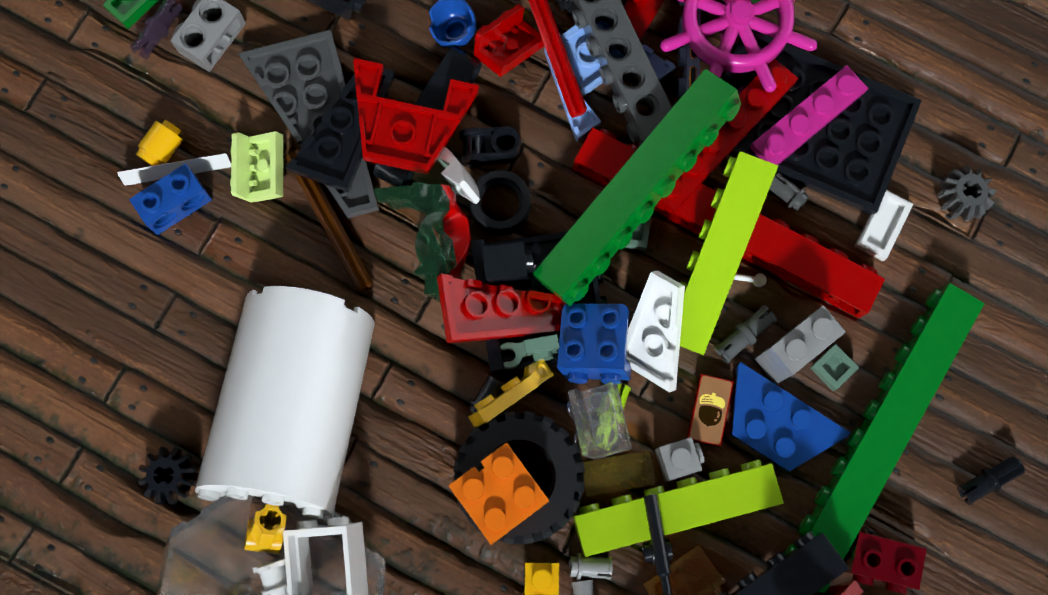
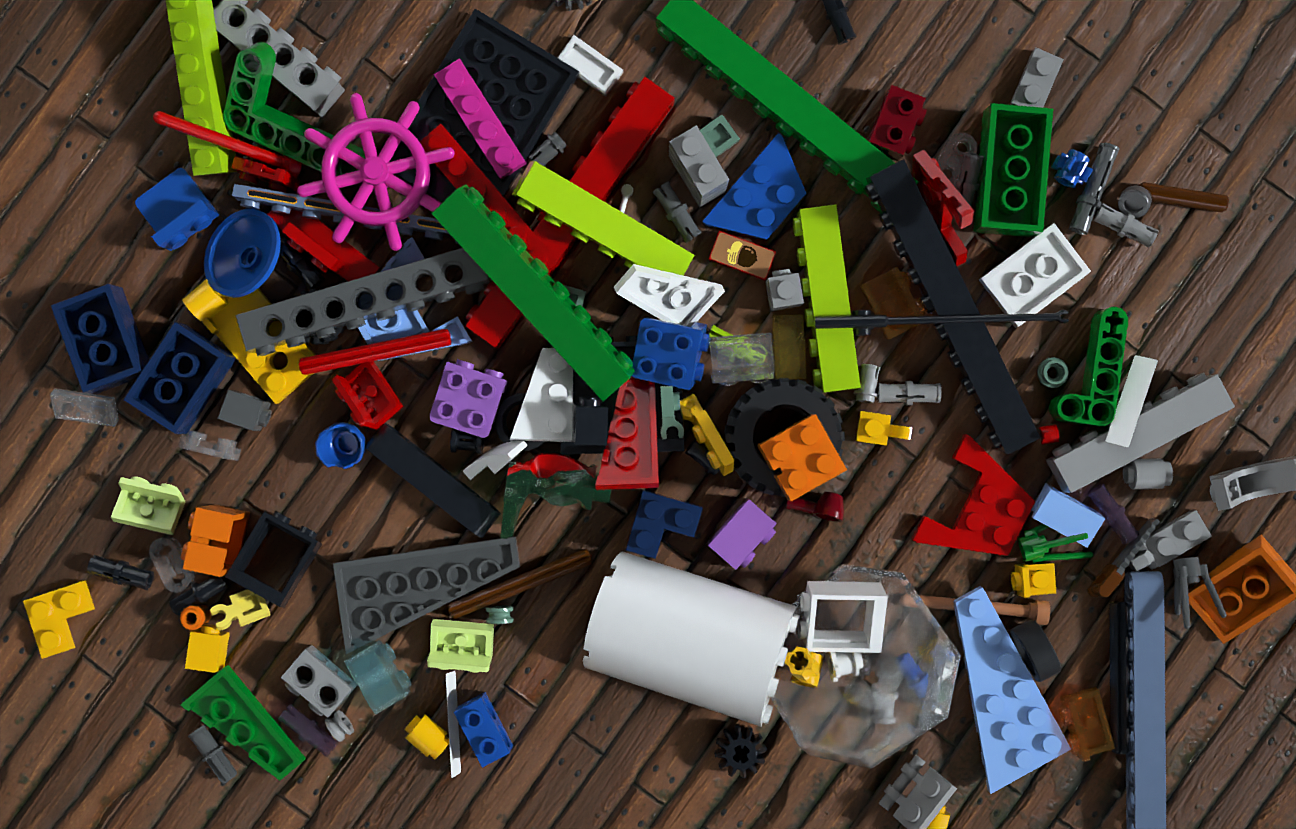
camera: 70 degrees left, 10 degrees up
(163, 56) = (339, 726): none -> light grey bush
(218, 88) = (378, 676): none -> clear light blue brick
(294, 202) = (499, 614): none -> sand green bush
(335, 146) = (446, 564): black wing -> none
(403, 132) = (449, 505): red wing -> none
(407, 447) = (742, 534): none -> medium lavender brick
(416, 350) = (660, 513): none -> dark blue brick
(447, 540) = (828, 507): none -> dark red bar
(517, 139) = (468, 398): none -> medium lavender bracket
(523, 218) = (548, 402): none -> white wing

